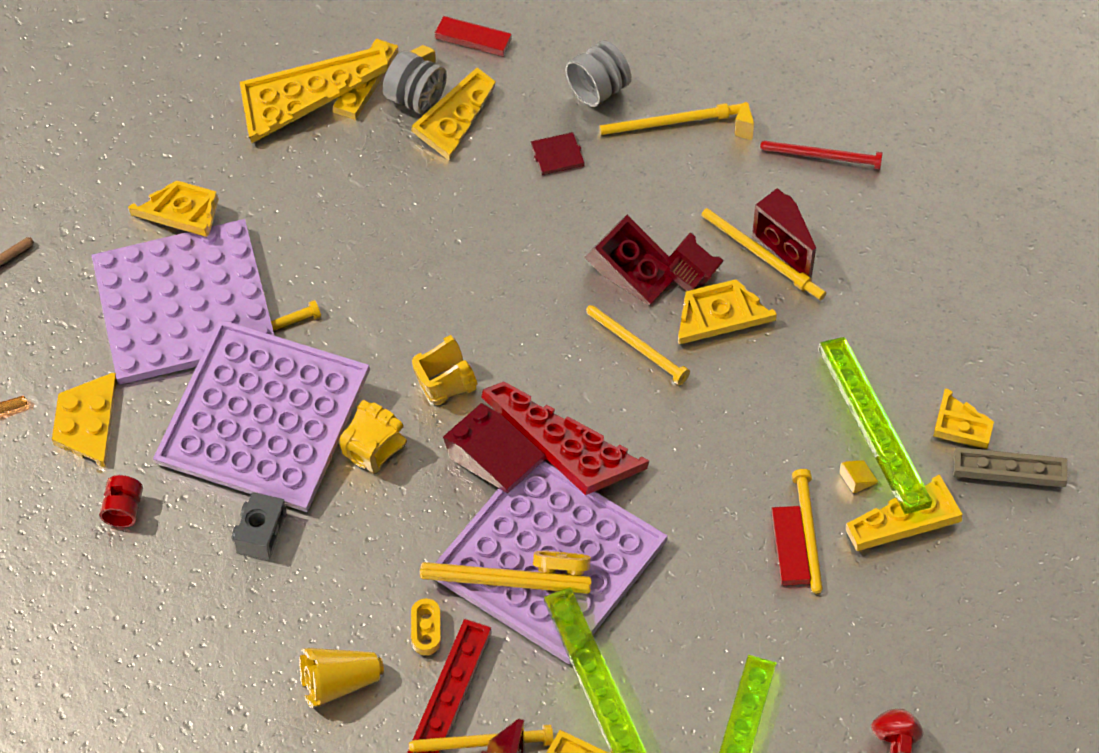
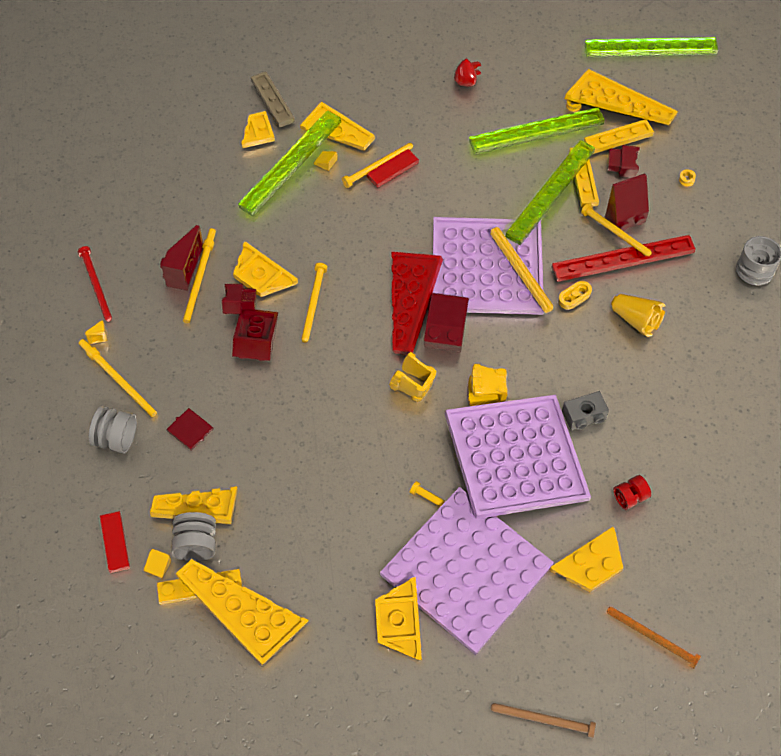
camera: 125 degrees left, 5 degrees up
(572, 562) = (492, 248): yellow plate -> none

